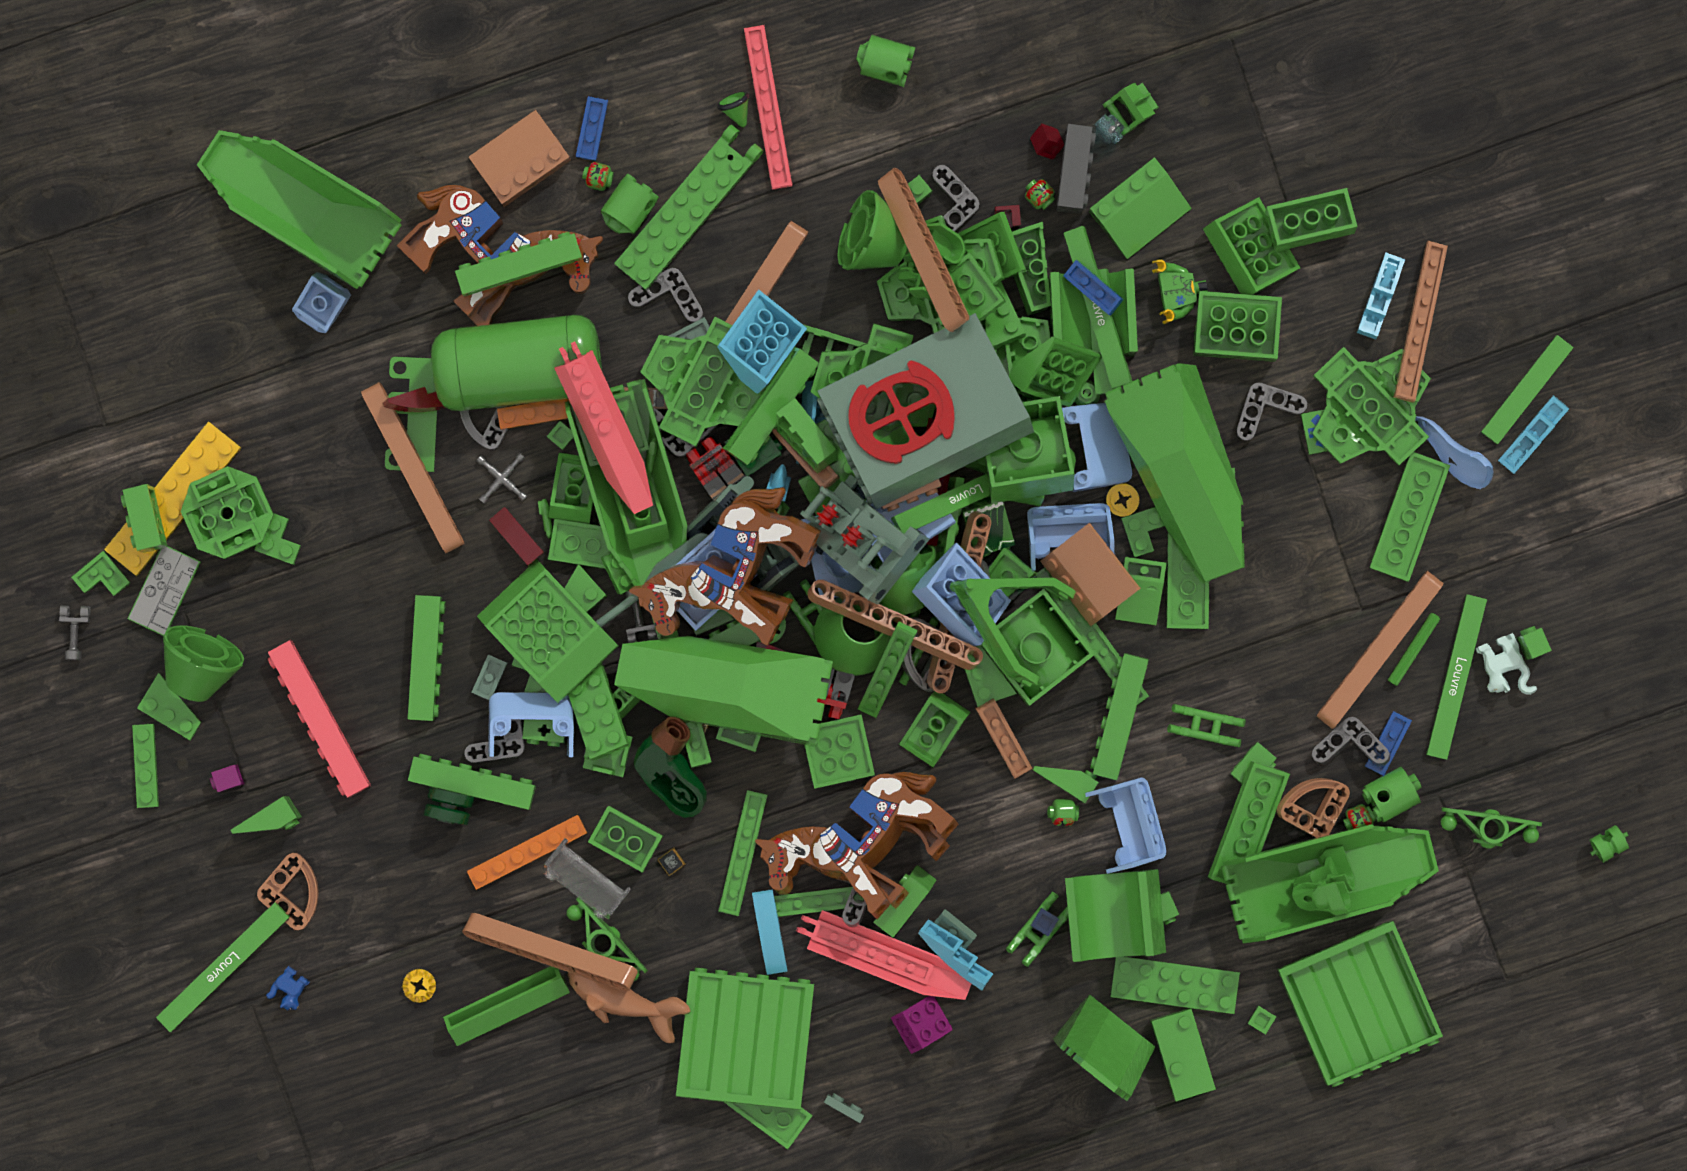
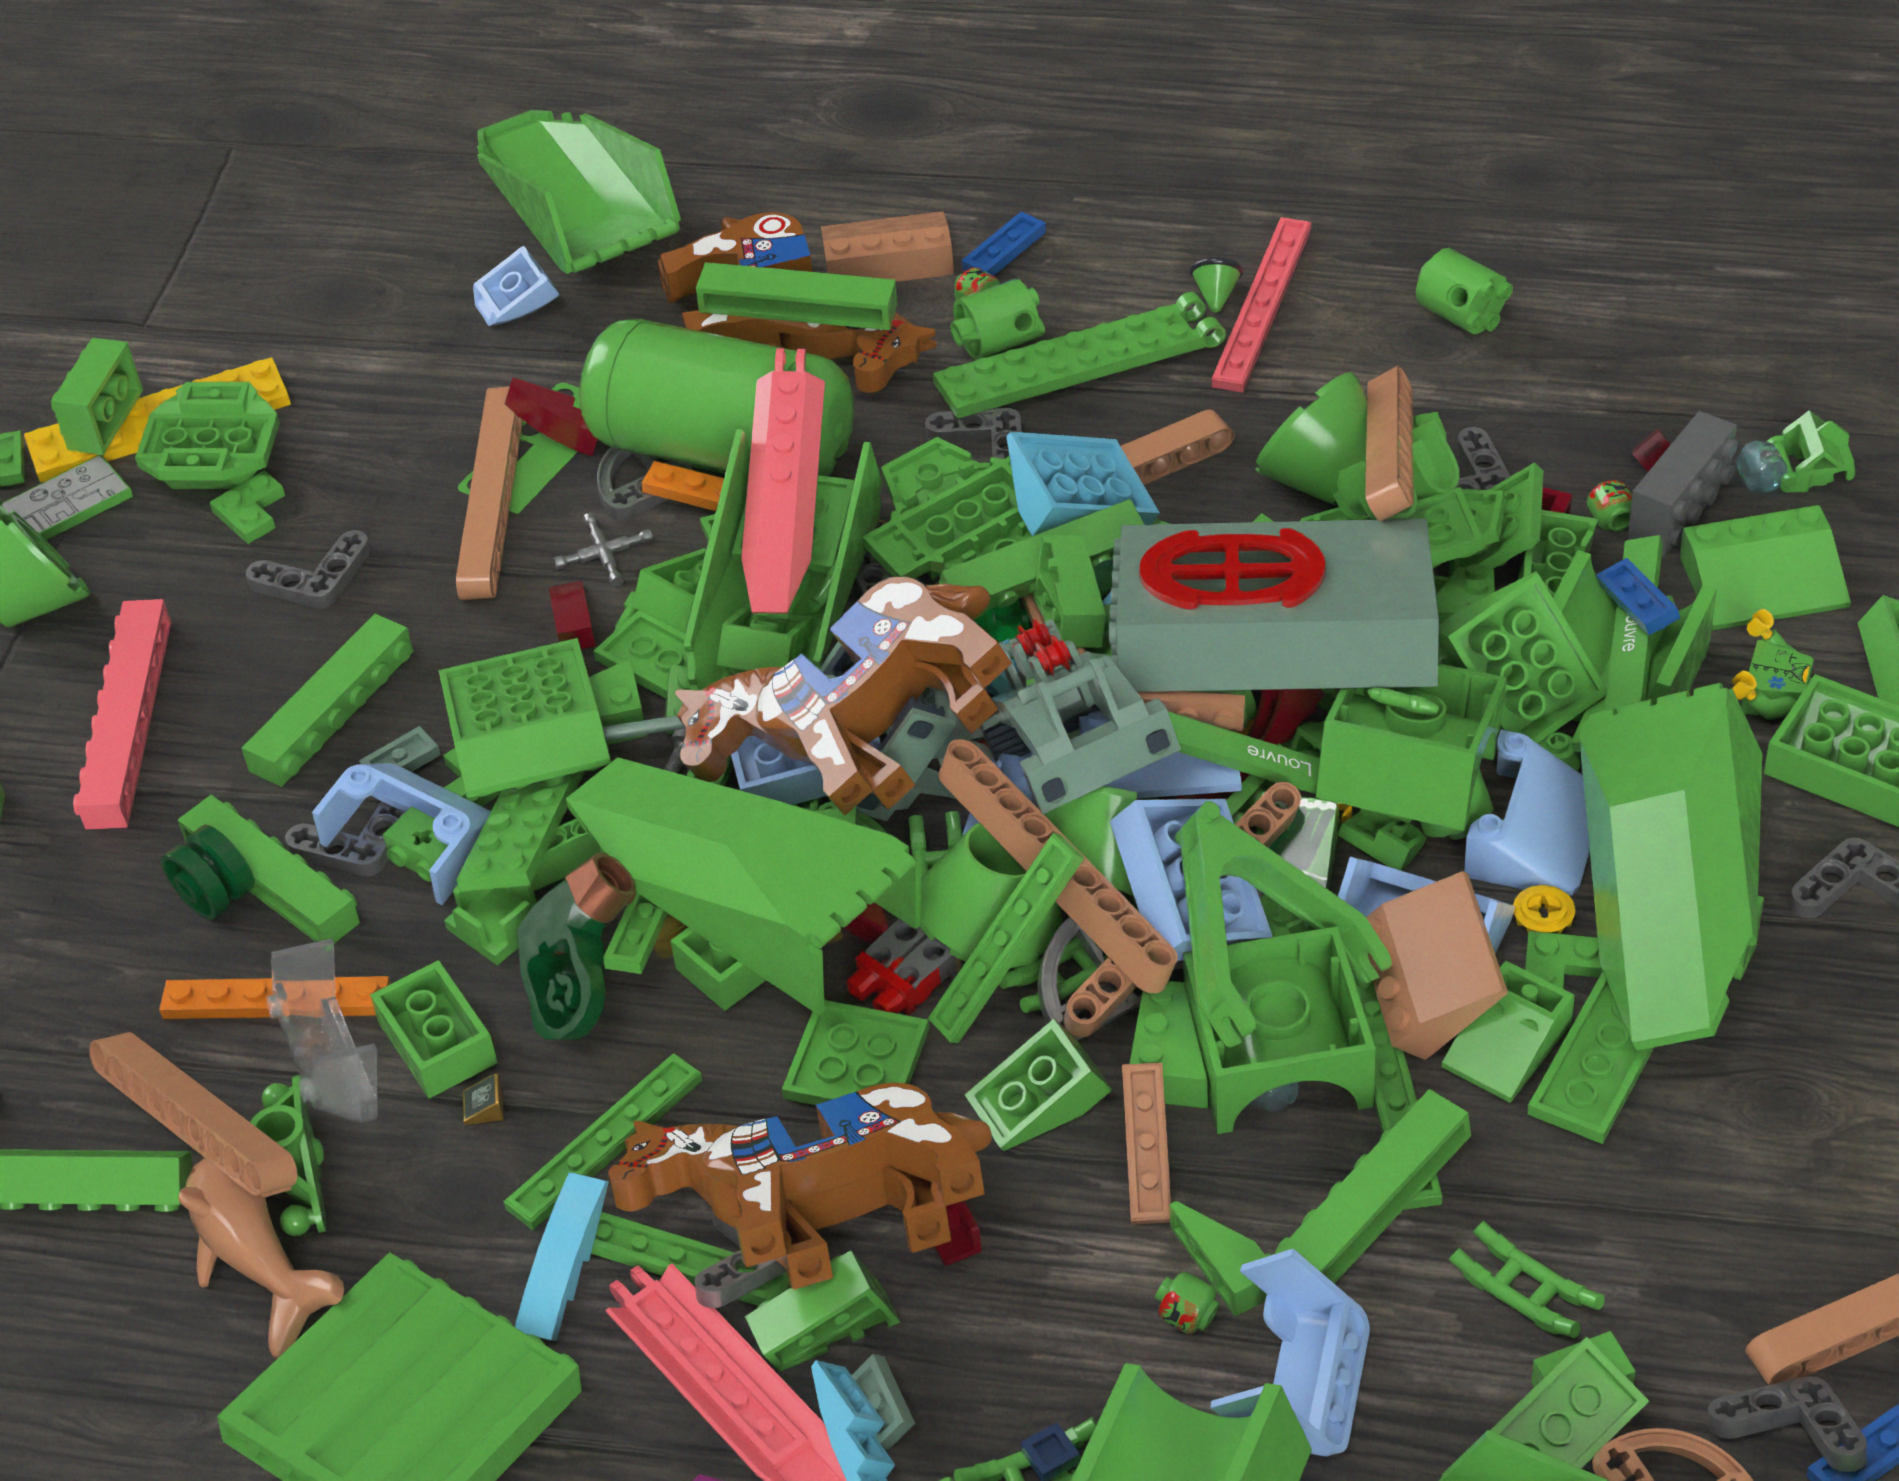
camera: 30 degrees right, 40 degrees down
(353, 580) = (348, 551): none -> flat silver beam
(1027, 445) = (1411, 703): none -> bright green piece

